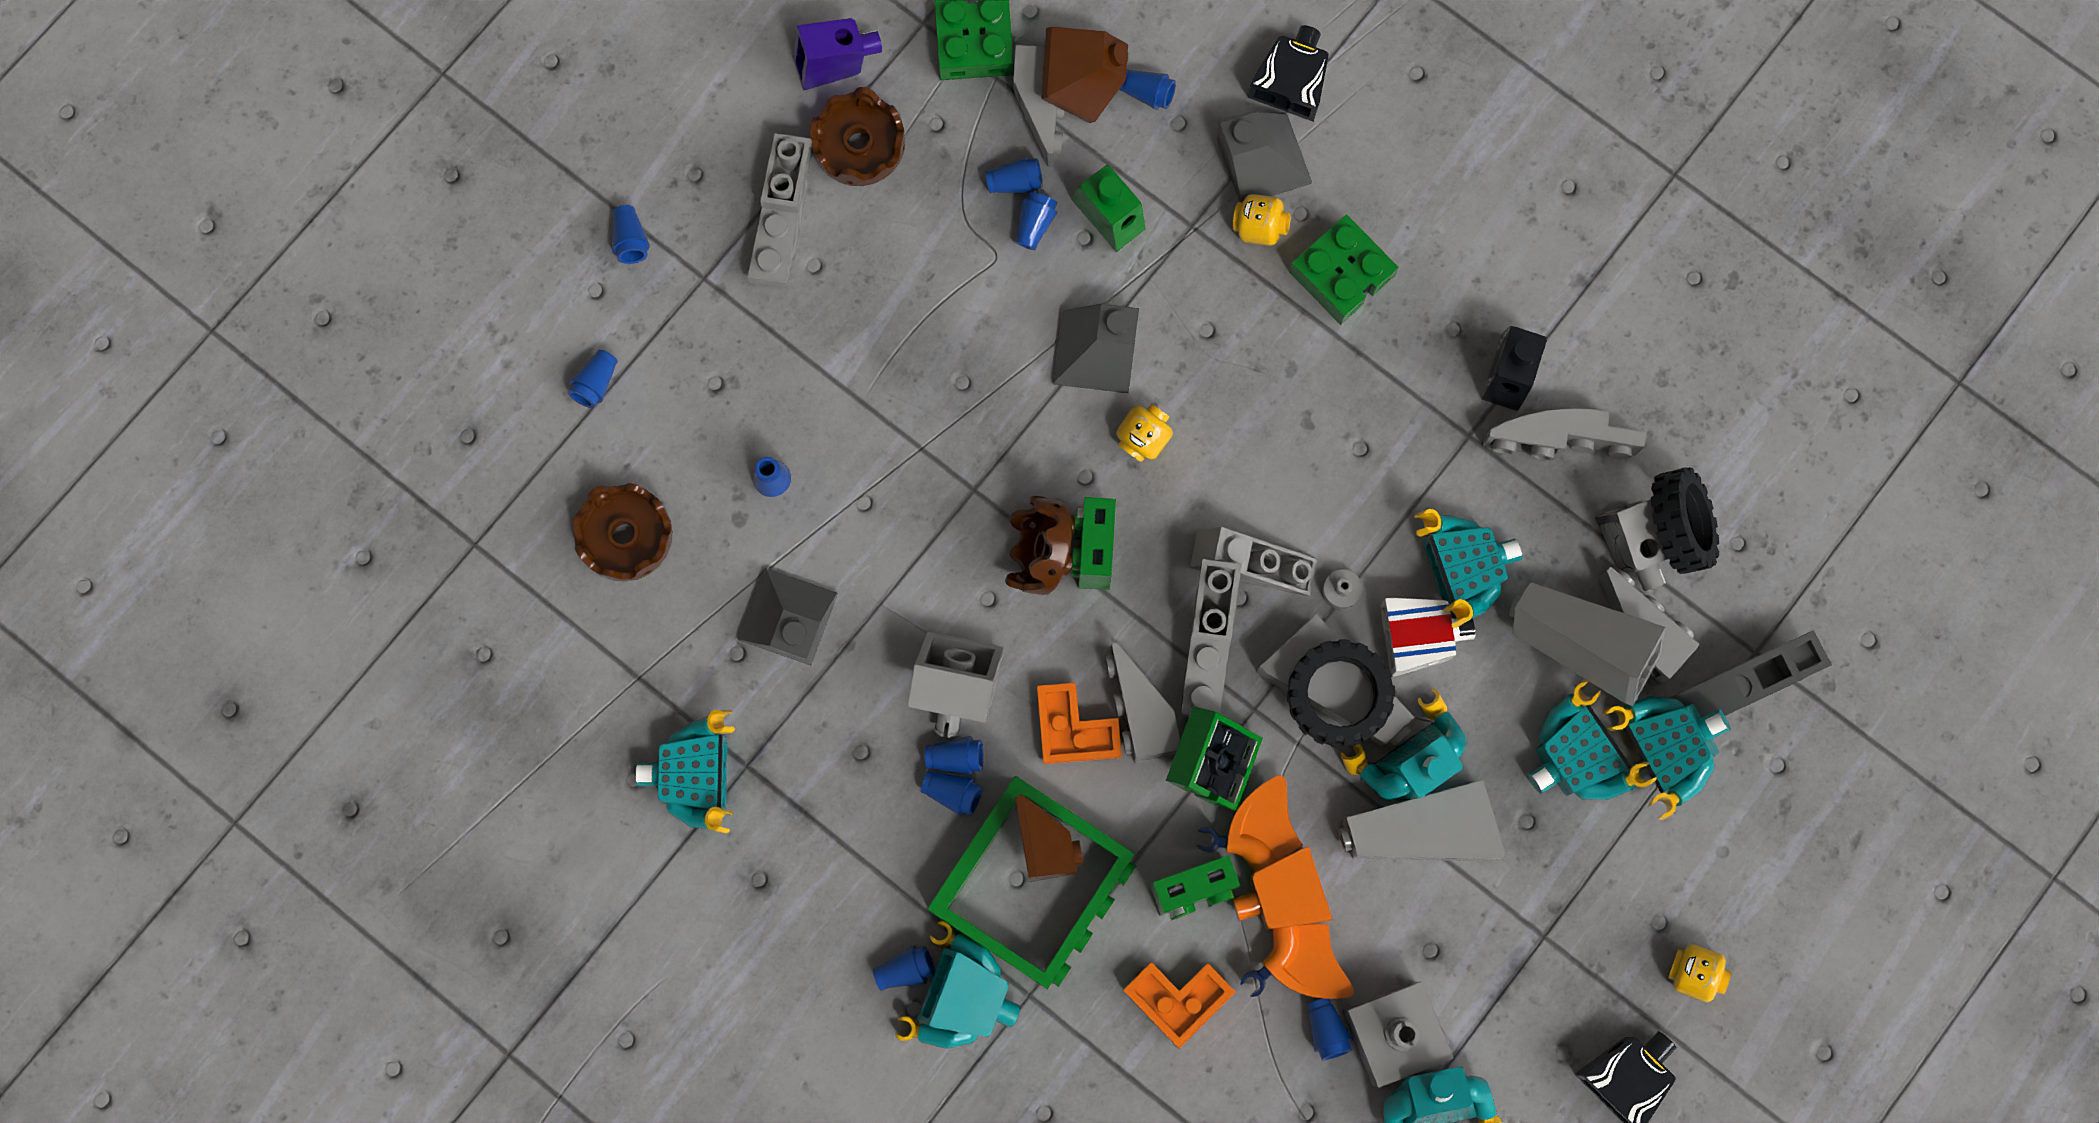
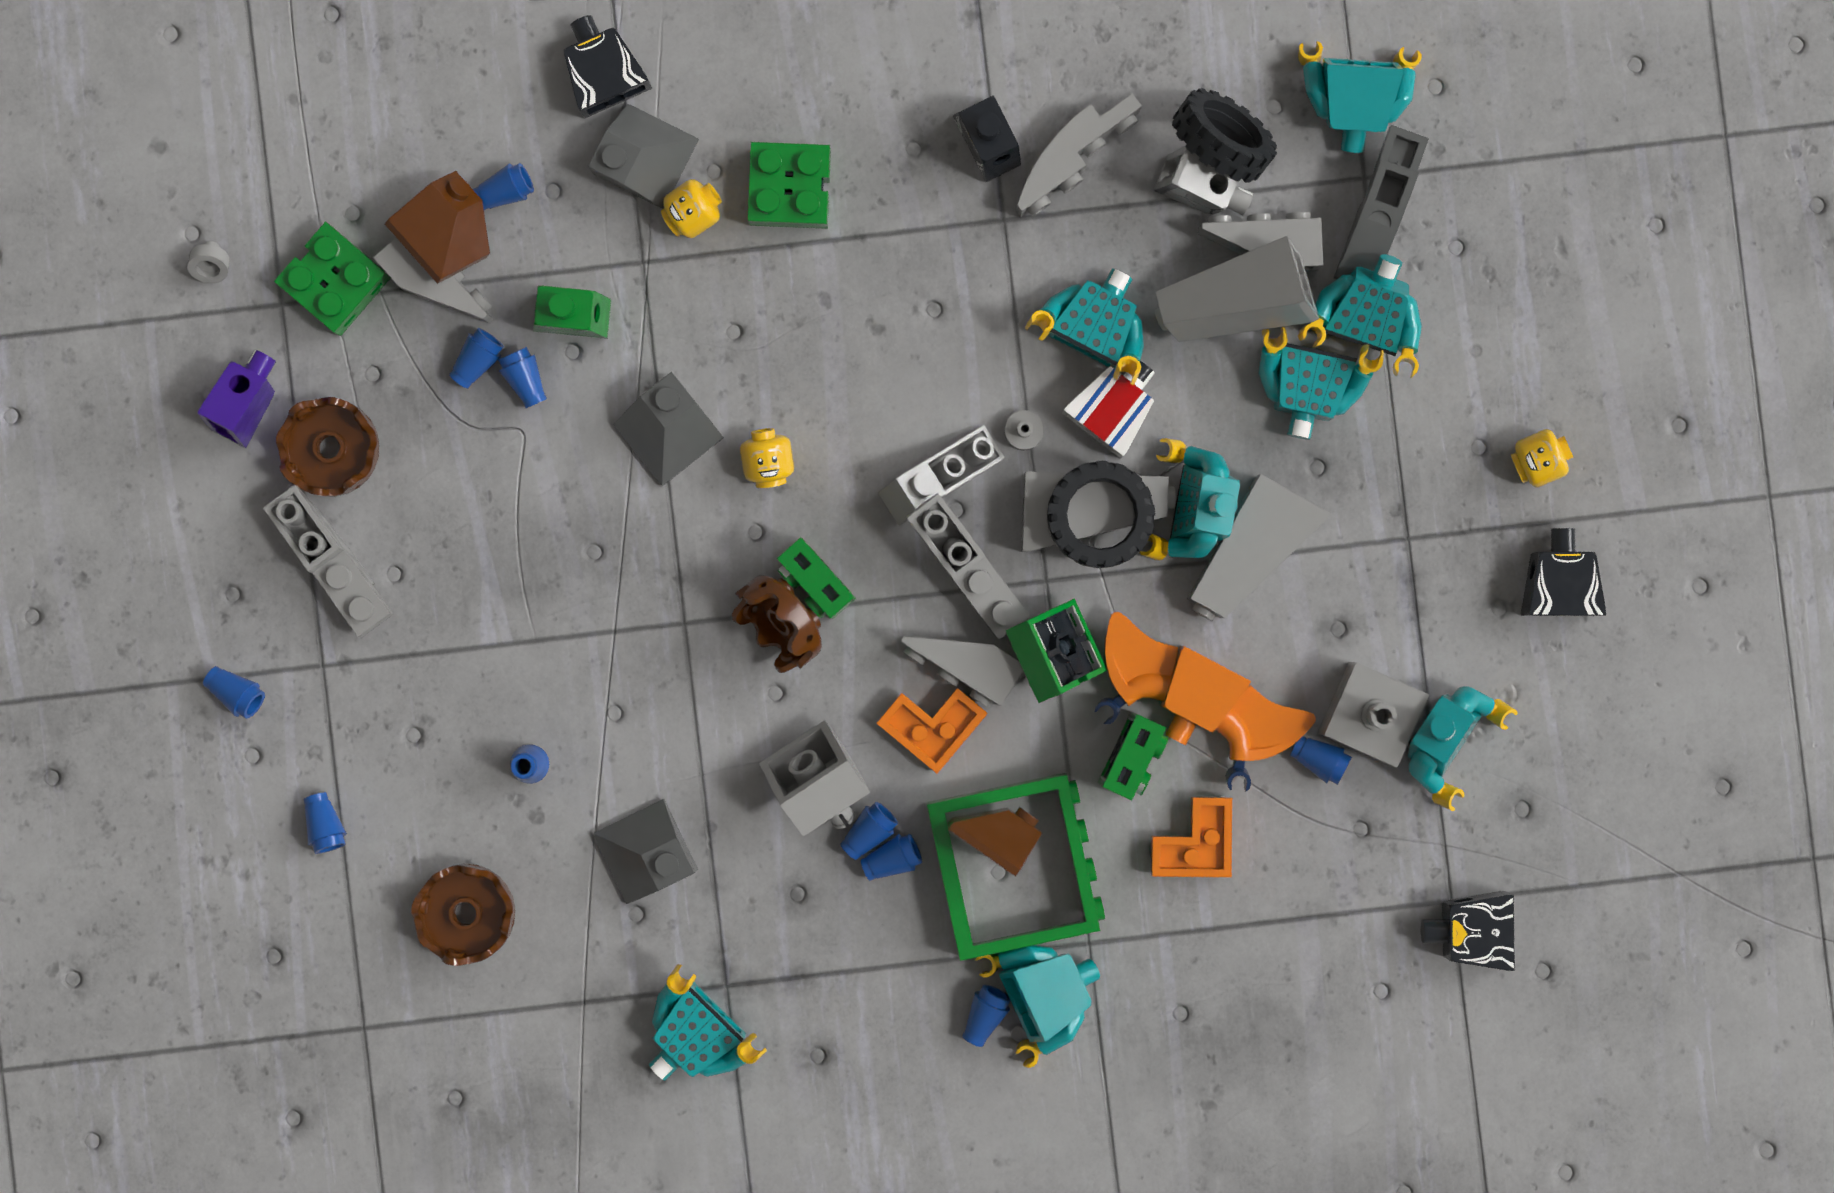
camera: 40 degrees left, 10 degrees up
(1809, 587) = (1358, 93): none -> teal torso

